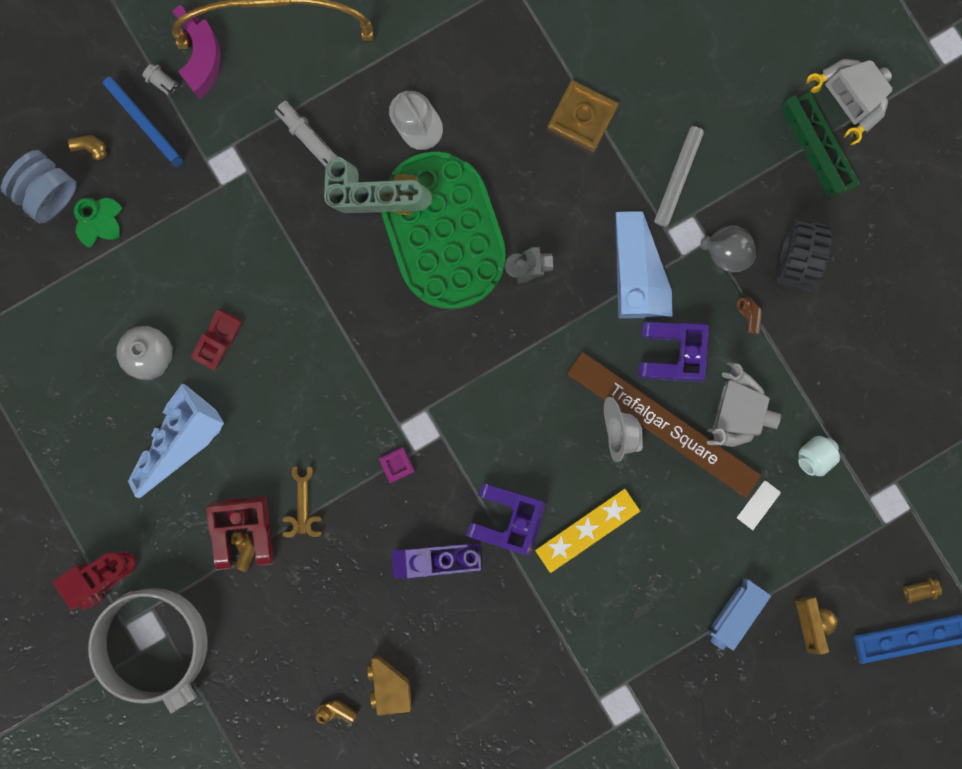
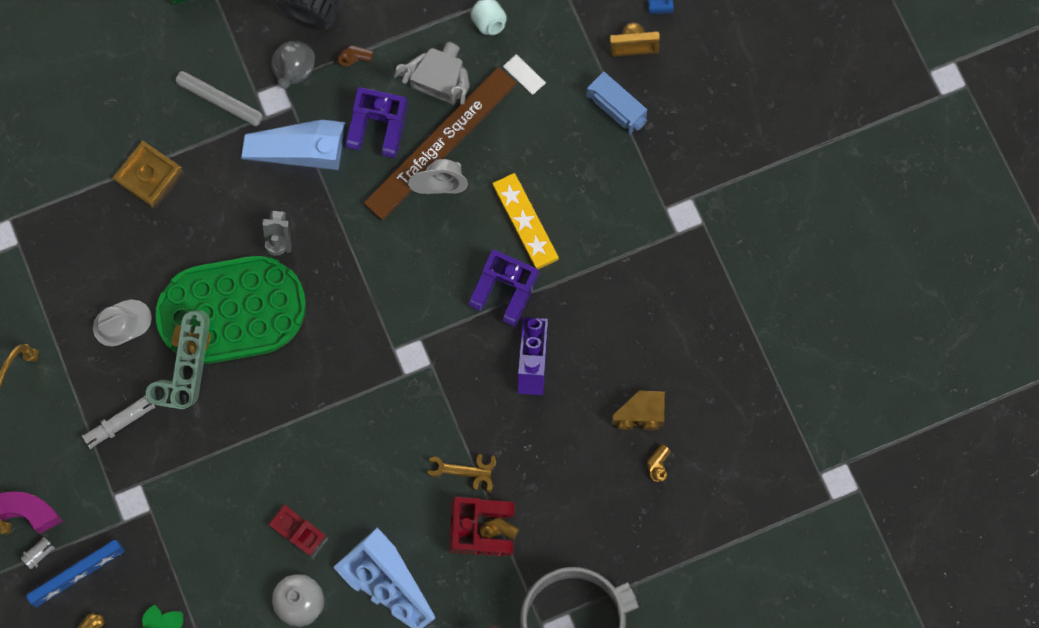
camera: 80 degrees left, 10 degrees down
(396, 465) = (440, 381): magenta tile -> none

